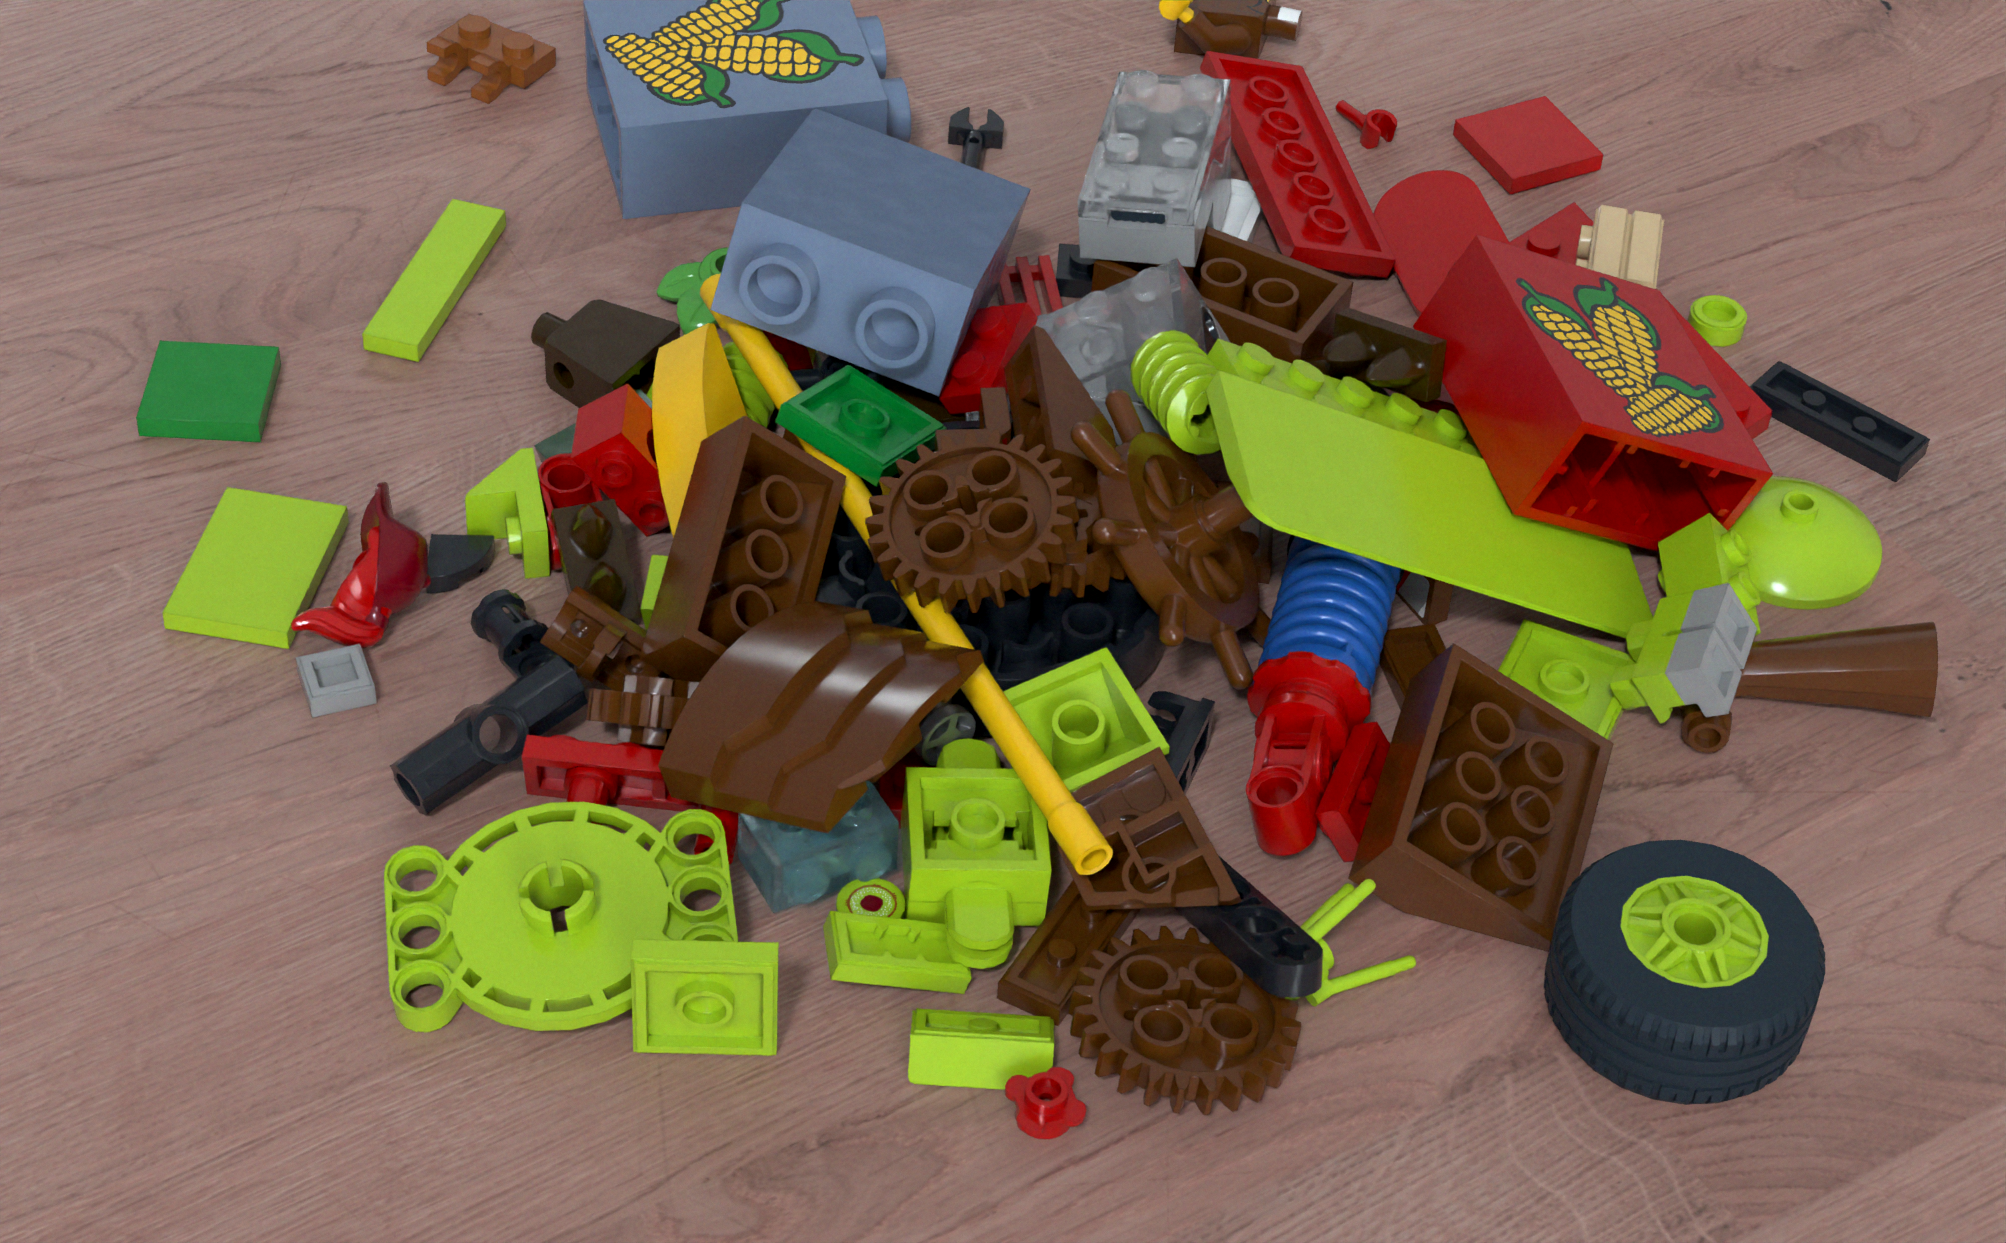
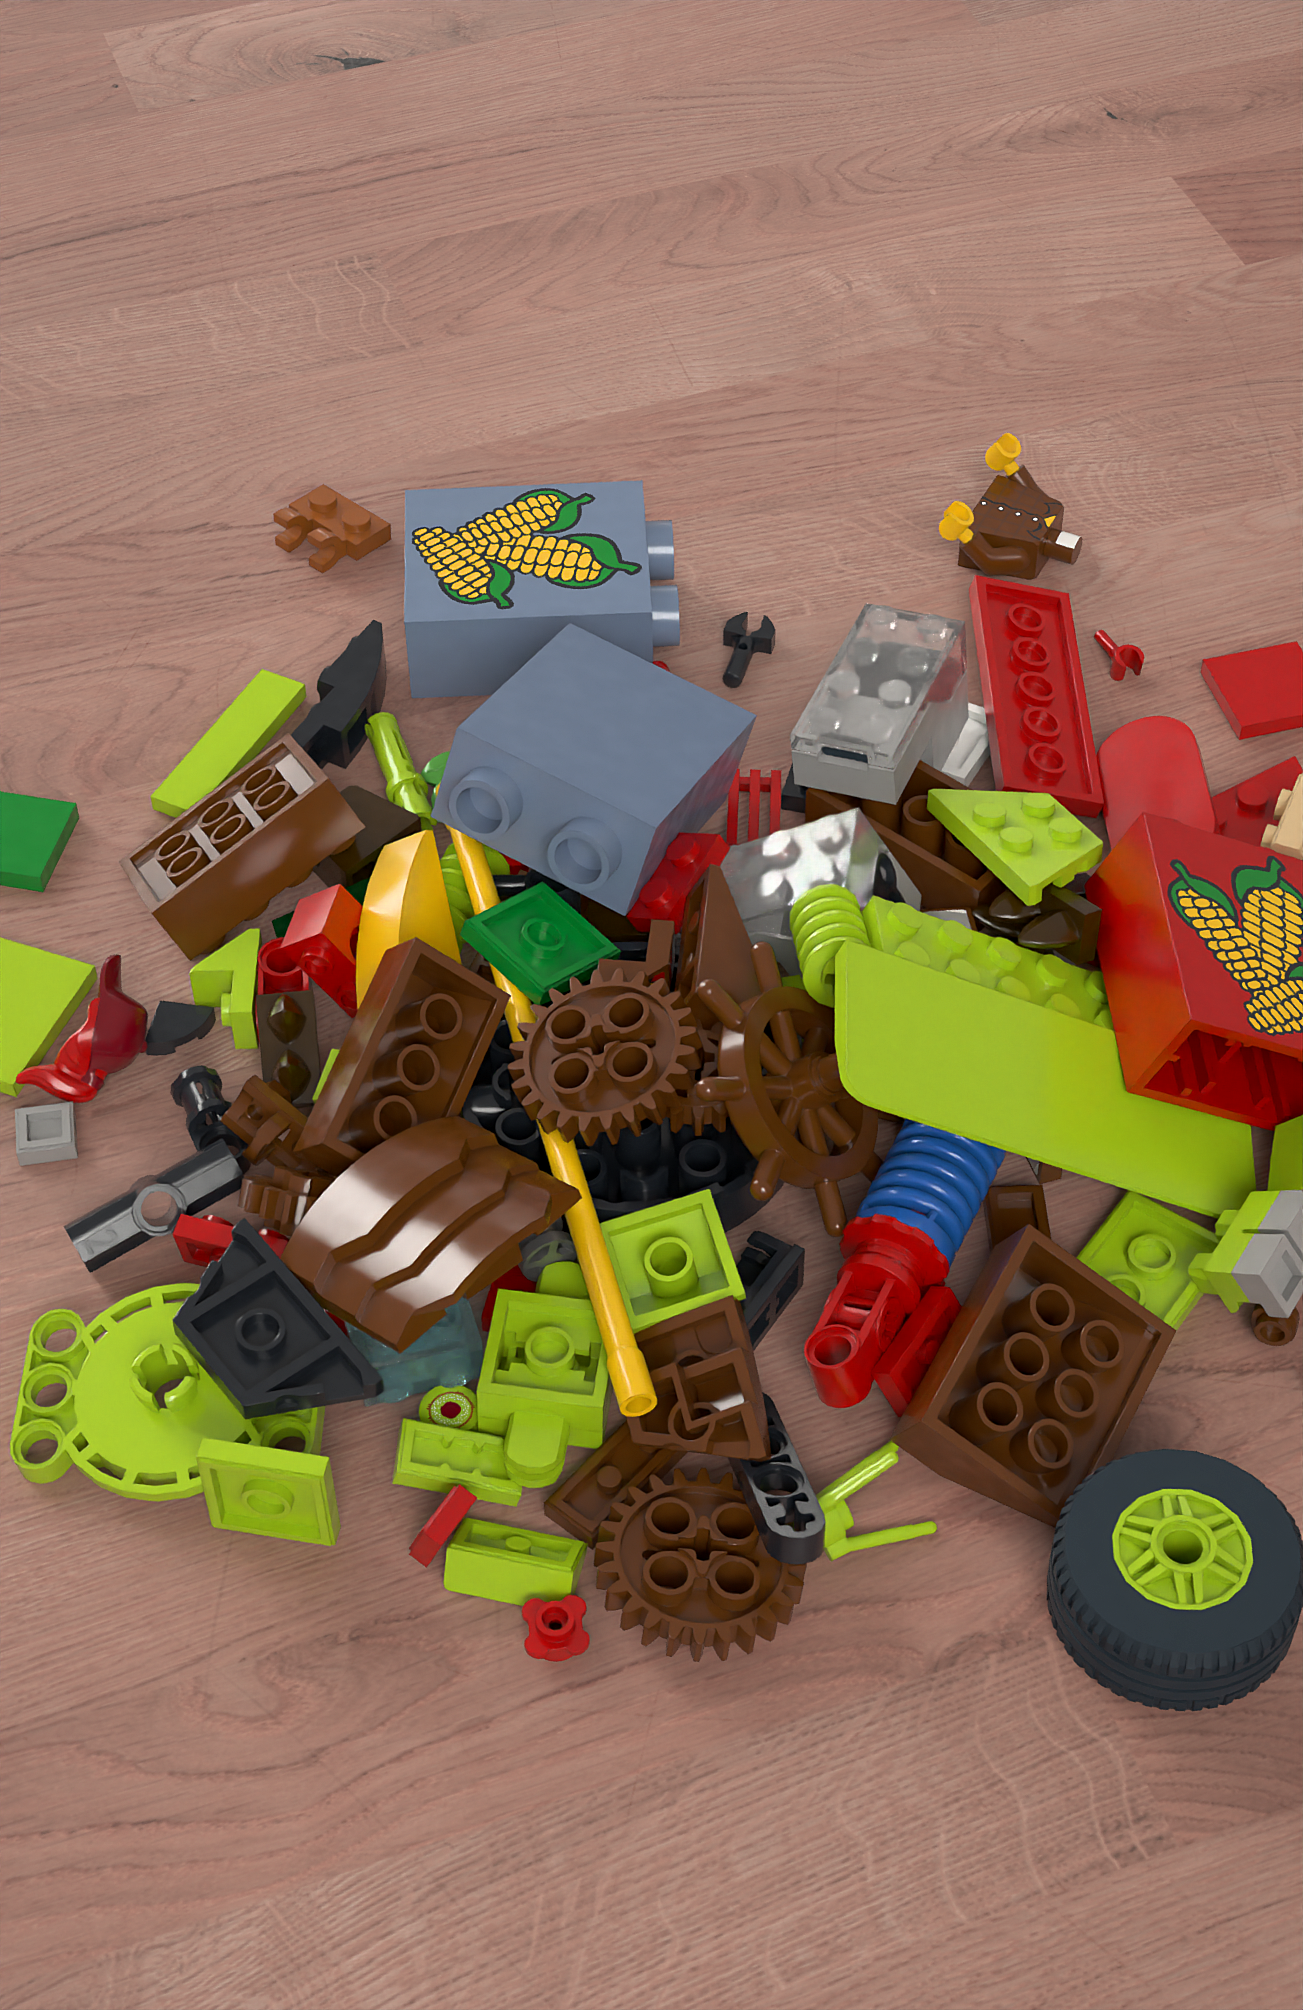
camera: 15 degrees right, 5 degrees up
(490, 367) = (241, 847): none -> reddish brown slope
(556, 234) = (349, 696): none -> black slope
(629, 279) = (404, 784): none -> lime pin
(669, 839) = (268, 1335): none -> black wing
(896, 1014) = (441, 1525): none -> red tile
(1334, 282) = (1019, 837): none -> lime wing

